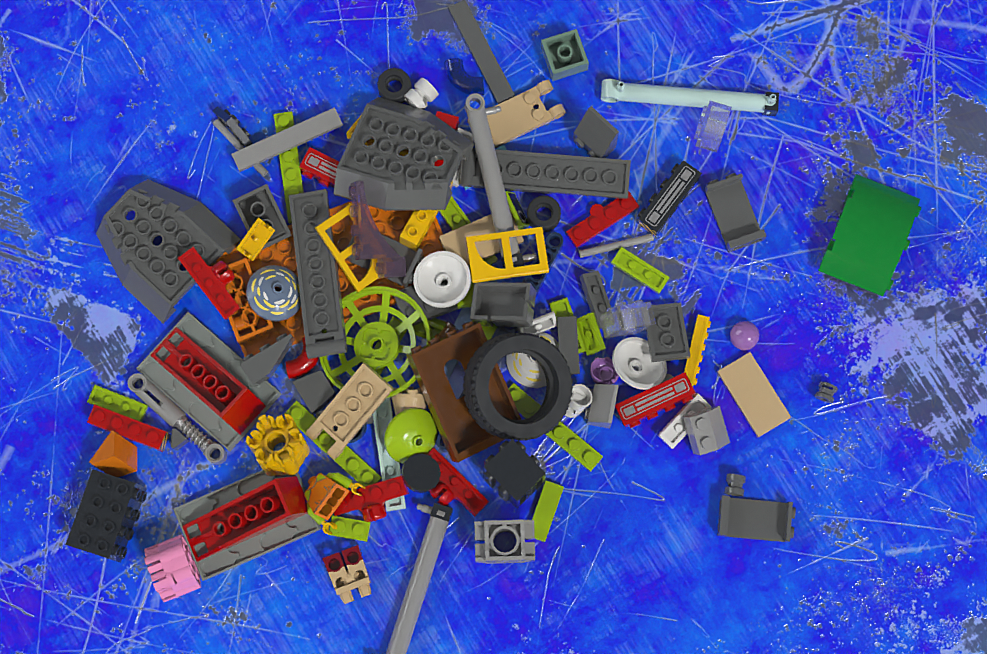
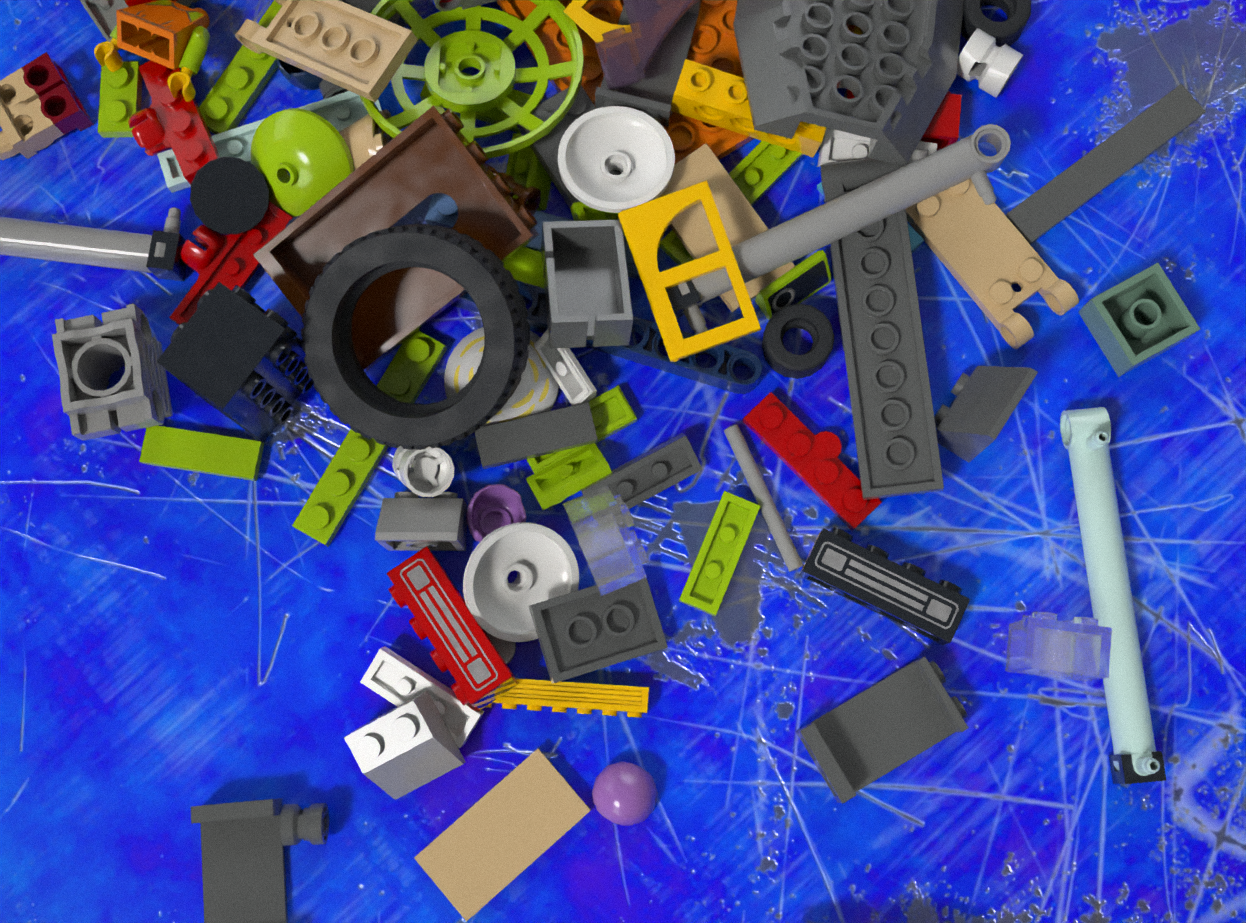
camera: 80 degrees right, 0 degrees up
(461, 80) = (1036, 135): clear blue cylinder -> none

